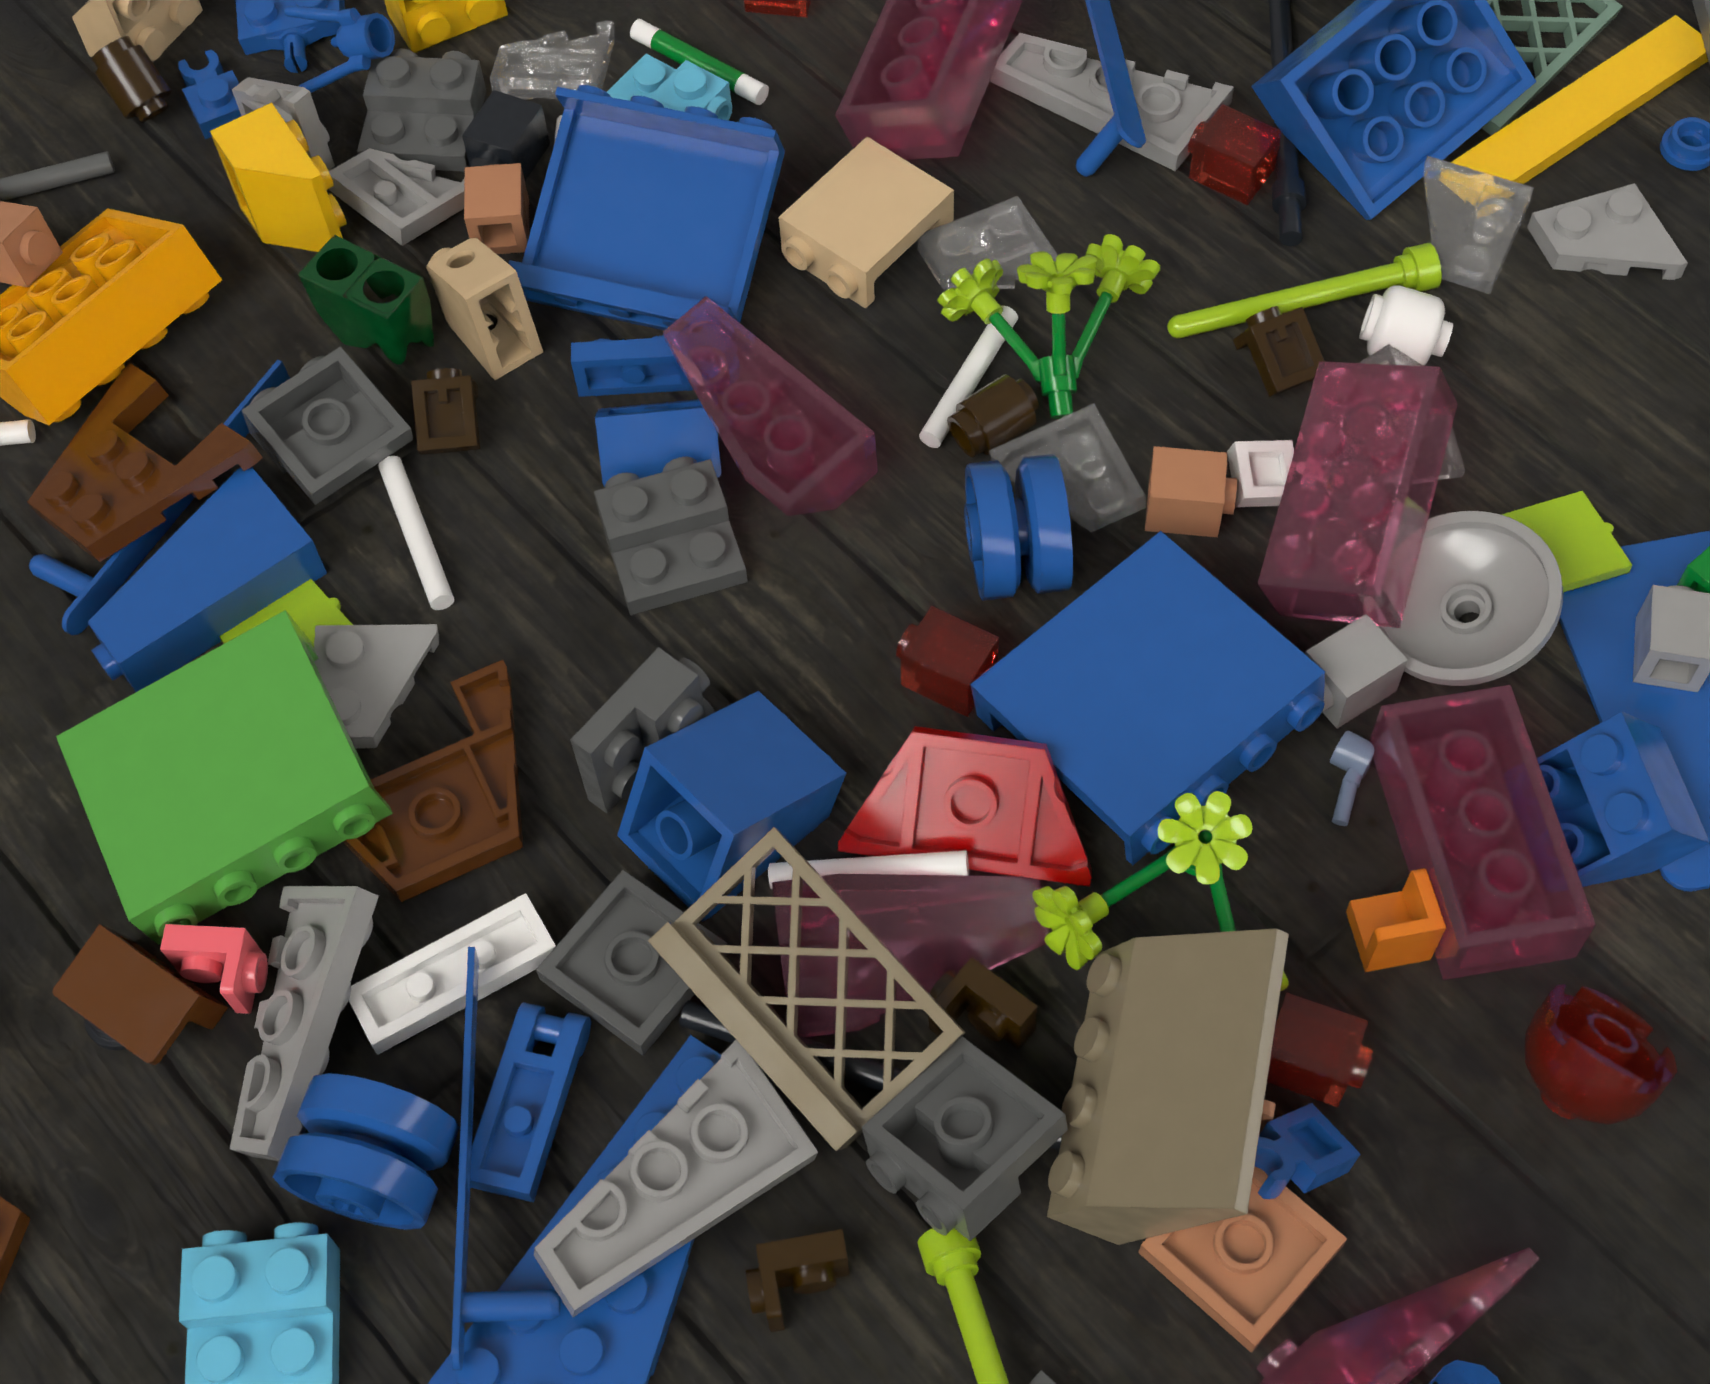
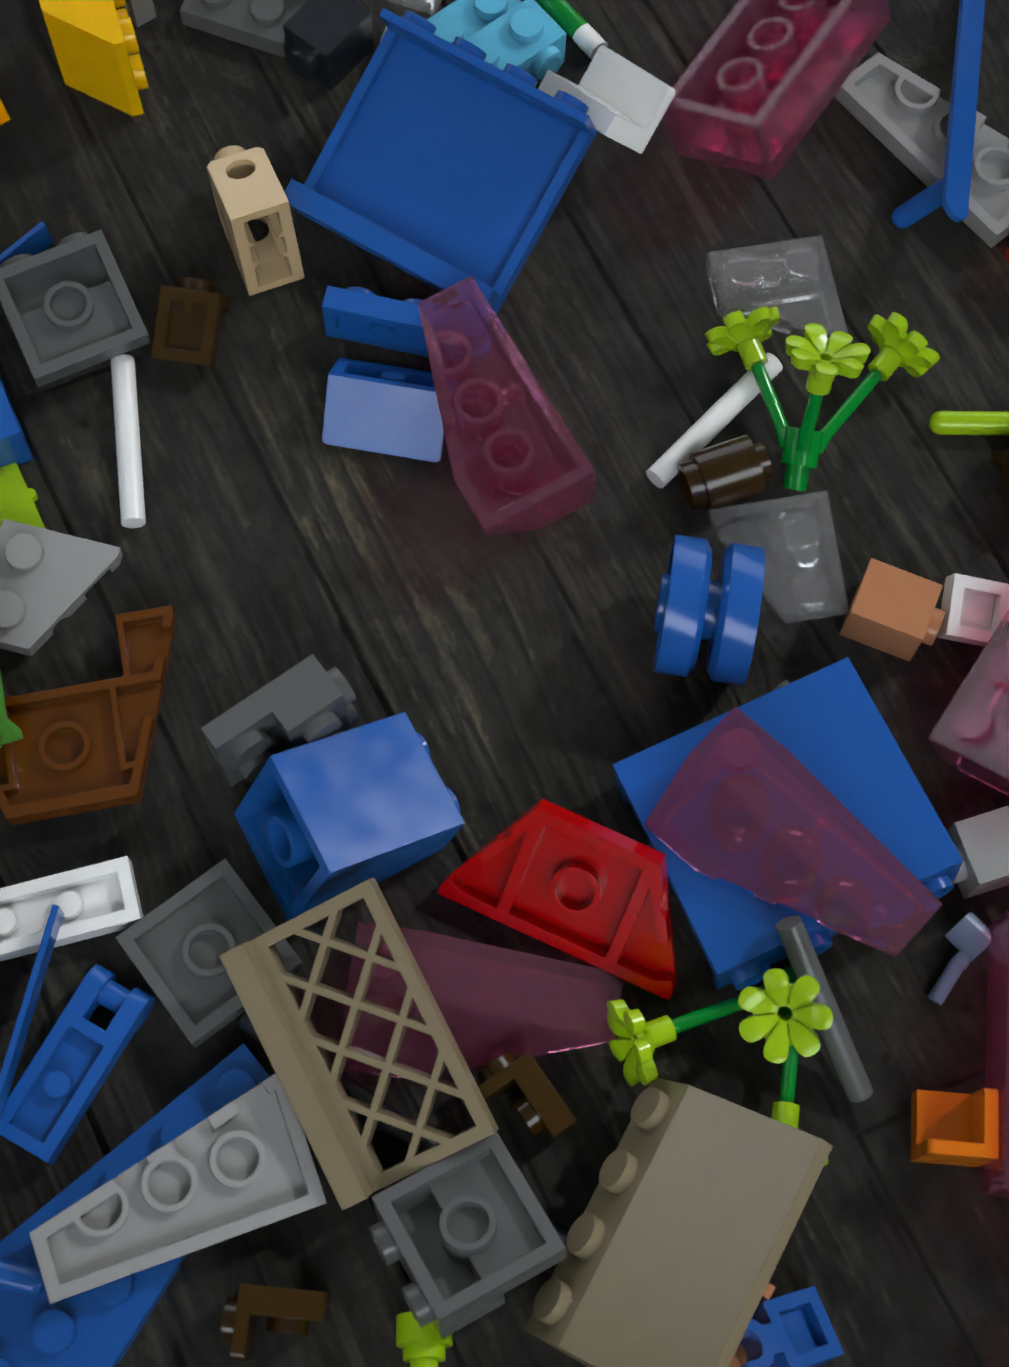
camera: 10 degrees right, 10 degrees up
(357, 320) = (124, 149): dark green piece -> none
(397, 193) = (210, 69): light grey wing -> none
(497, 207) = (298, 111): nougat brick -> none
(669, 534) = (369, 513): dark grey plate -> none
(803, 120) = (620, 97): none -> white panel
(862, 219) = (657, 221): tan panel -> none
(905, 864) = (471, 925): white bar -> none
(945, 658) = (600, 724): clear red brick -> none
(1138, 686) = (771, 827): none -> clear pink wedge
(1257, 867) = (837, 1037): none -> dark grey bar
(1318, 1050) = (839, 1238): clear red brick -> none

